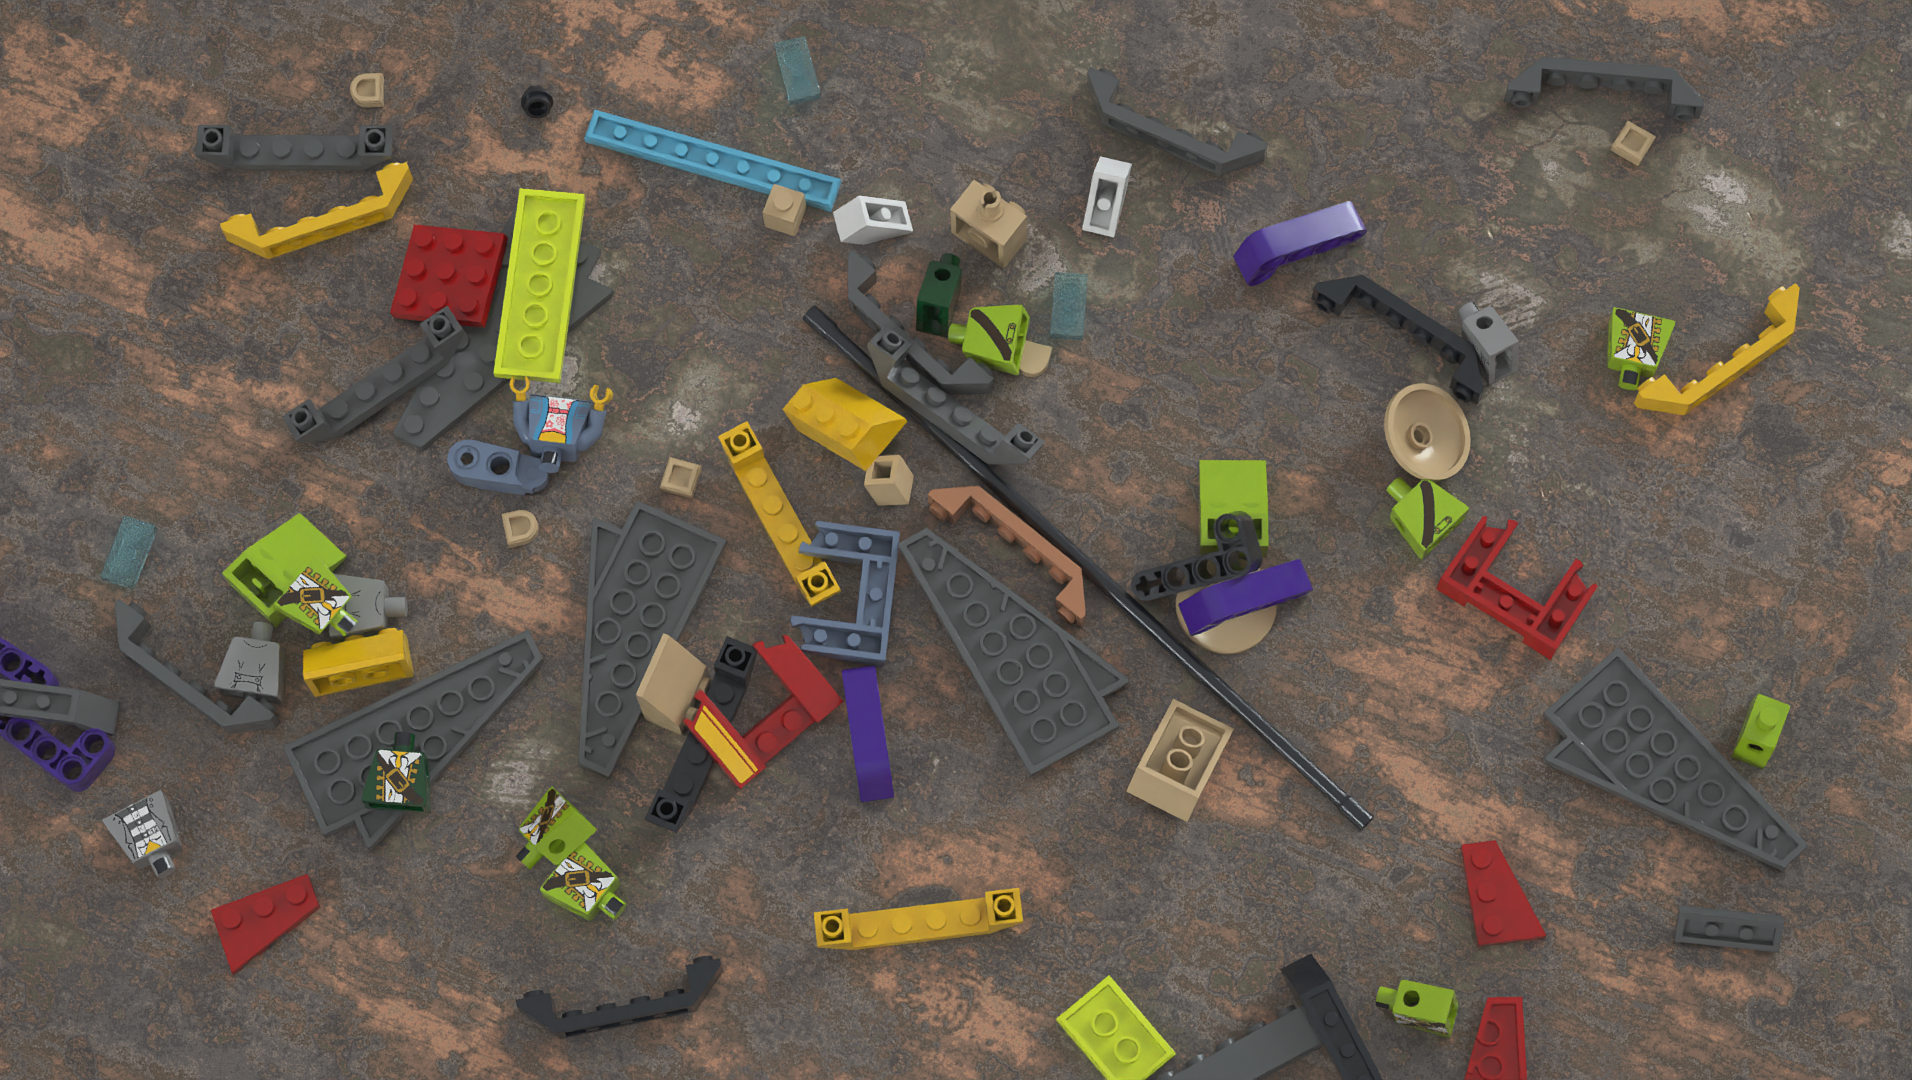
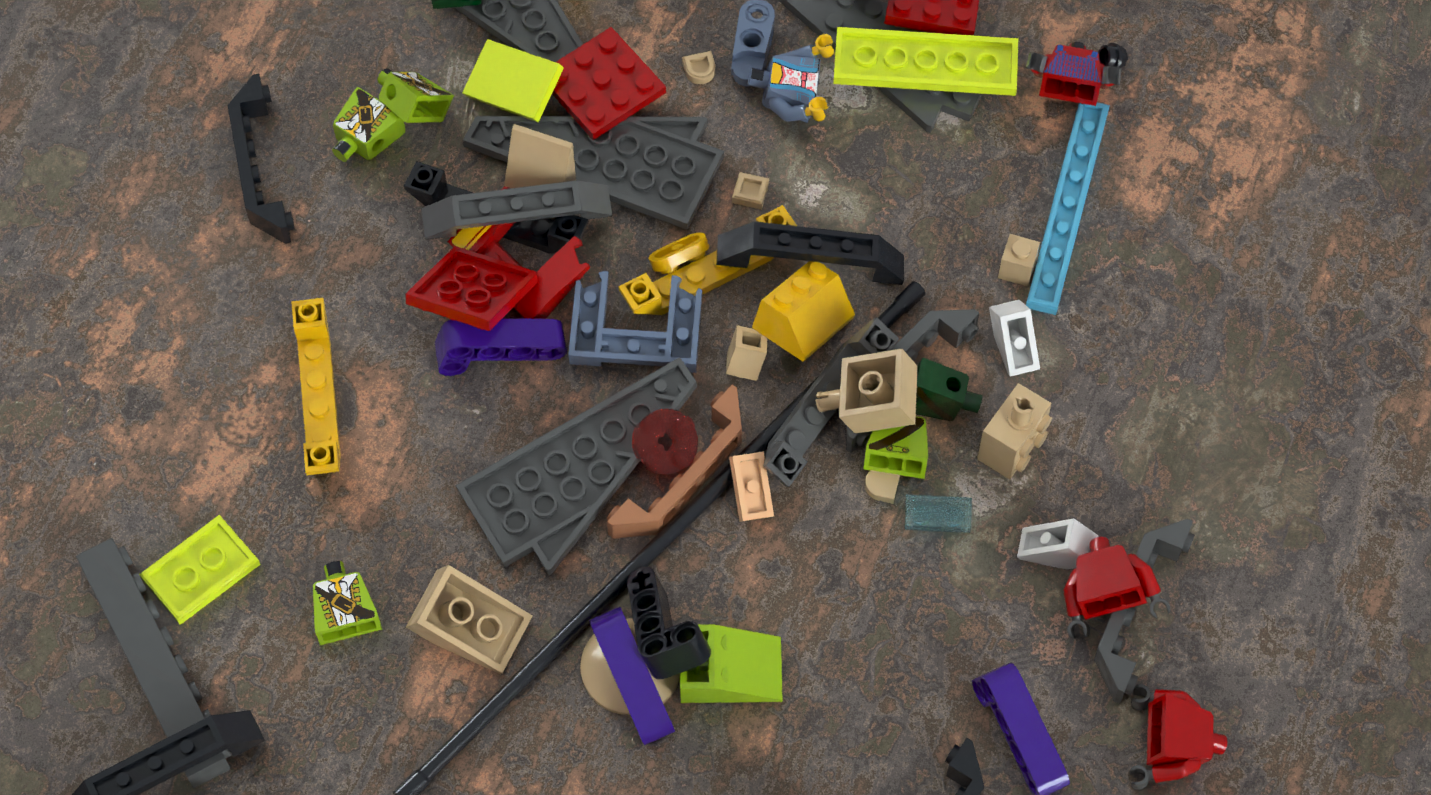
camera: 85 degrees right, 10 degrees down
(538, 720) = (513, 80): none -> neon yellow tile
(545, 625) = (605, 83): none -> red plate
(561, 136) = (1072, 73): none -> red torso
(719, 711) = (515, 205): none -> dark grey slope
(760, 553) = (687, 248): none -> yellow plate
(772, 415) = (811, 245): none -> black slope
(797, 70) = (1166, 269): clear light blue plate -> none
(816, 750) = (471, 288): none -> red plate
(956, 365) = (874, 391): none -> tan brick
(1004, 548) = (679, 429): none -> clear red plate
(1039, 480) = (751, 486): none -> light nougat plate
(1159, 147) = (1107, 583): none -> red torso
(1162, 885) = (342, 606): none -> torso
(1309, 102) = (1177, 735): none -> red torso

